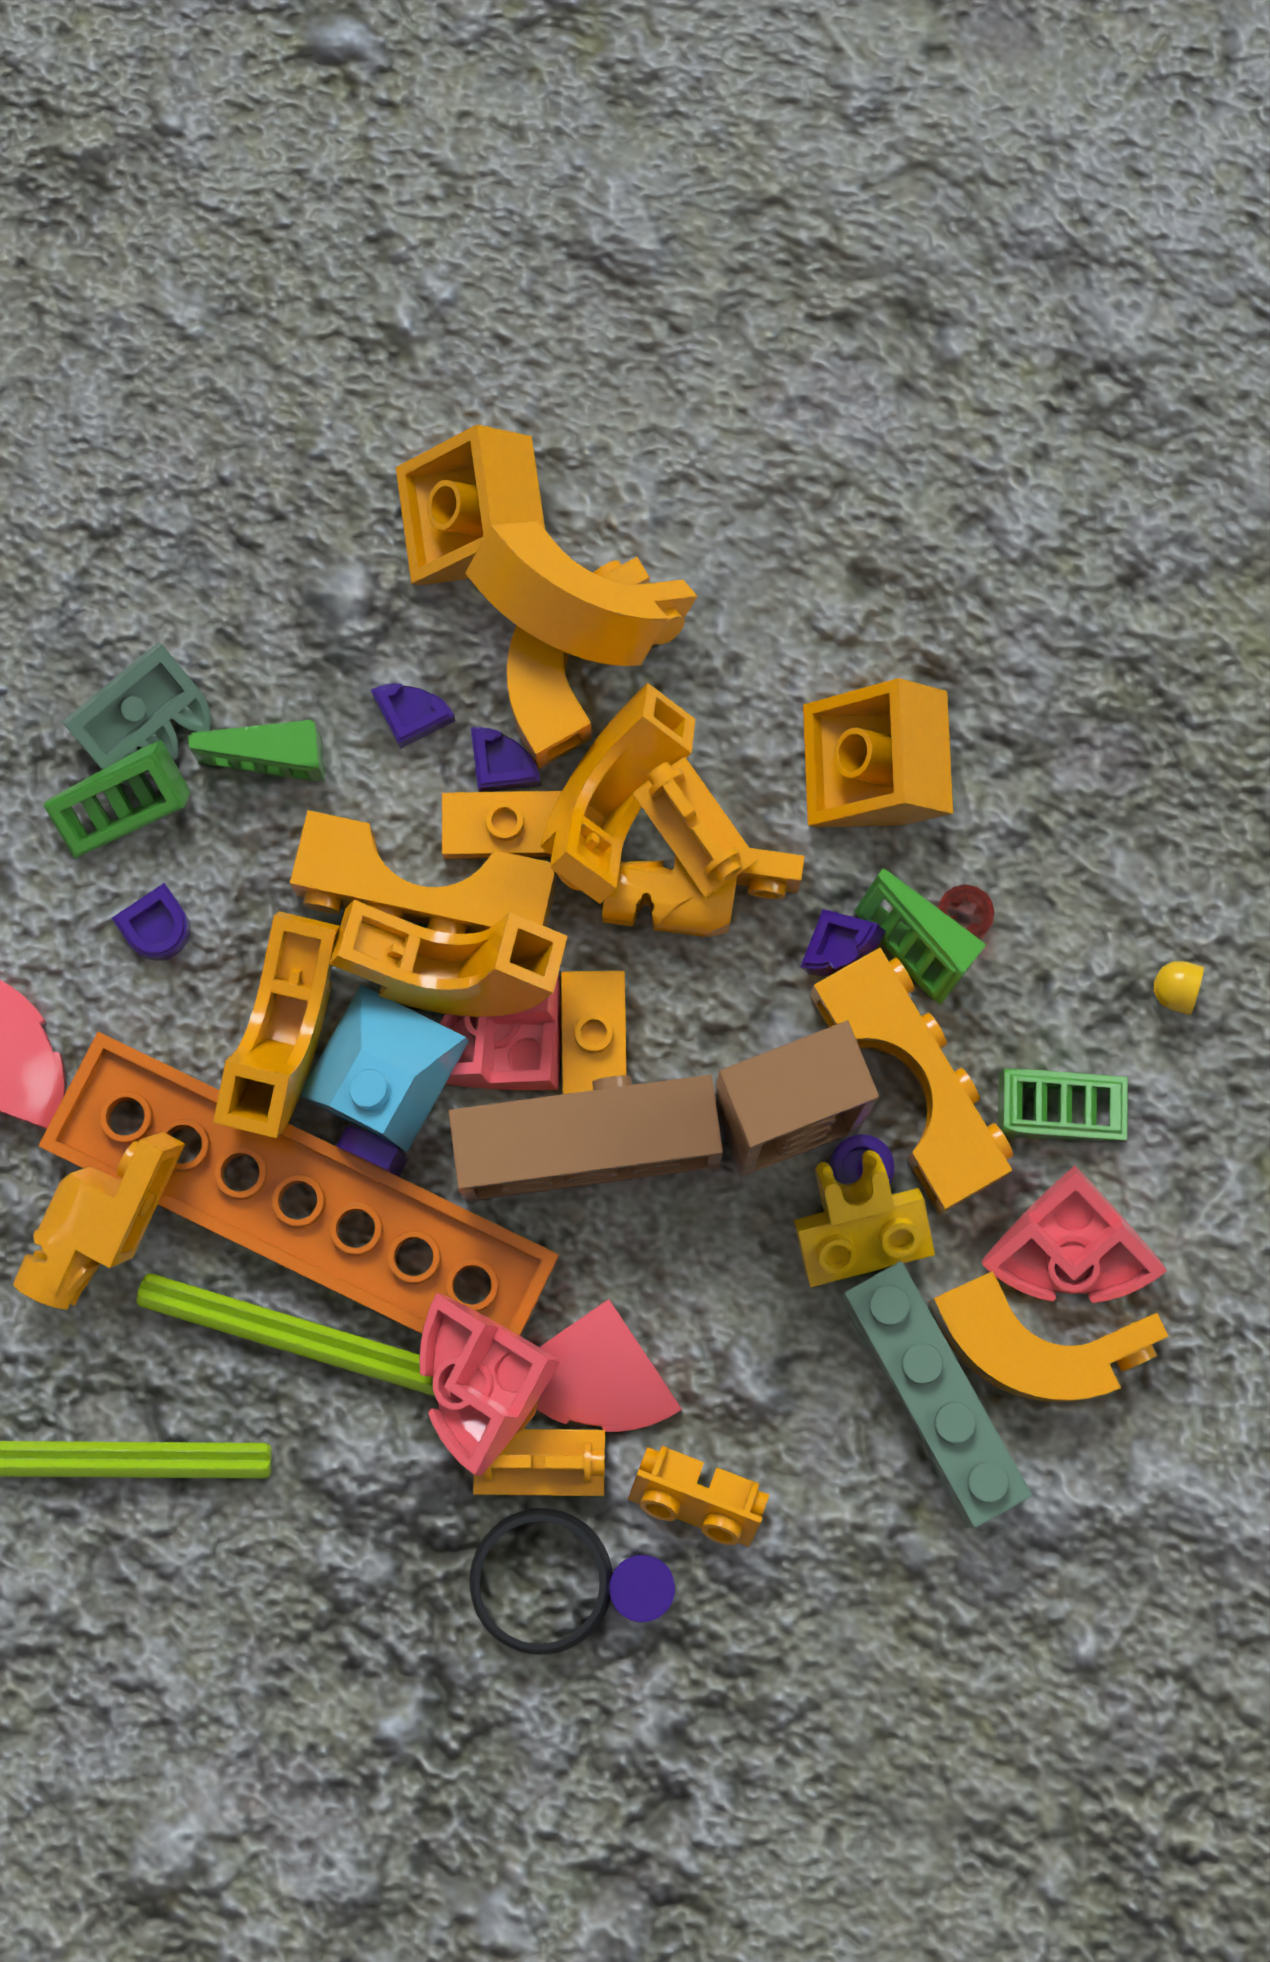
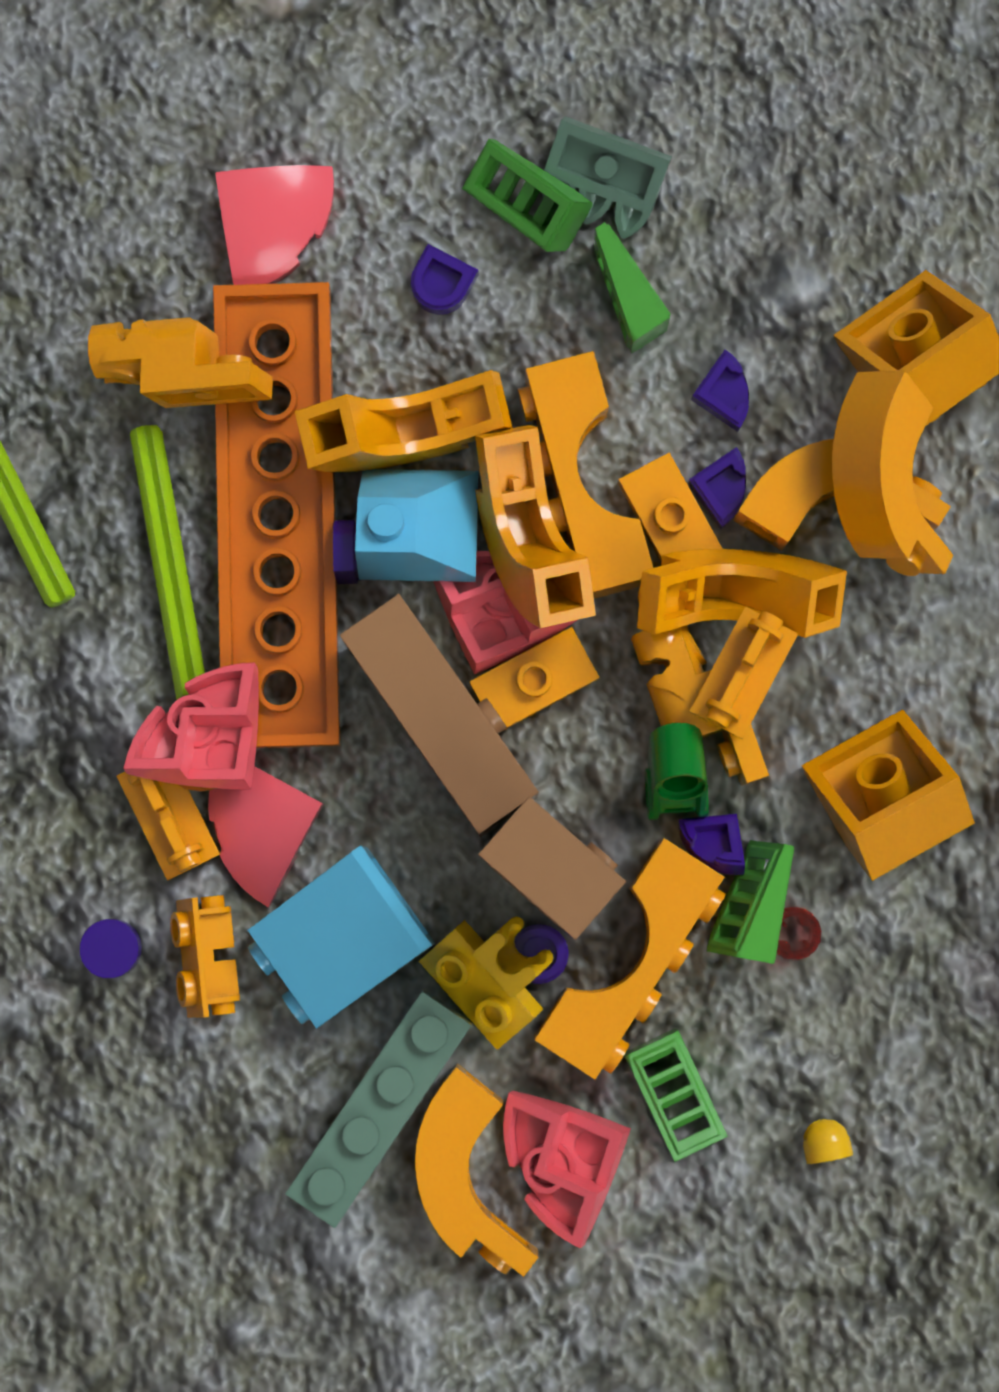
camera: 65 degrees right, 5 degrees up
(598, 1551) = (131, 871): black tyre -> none
(751, 1348) = (338, 937): none -> medium azure slope
(756, 942) = (676, 771): none -> green piece

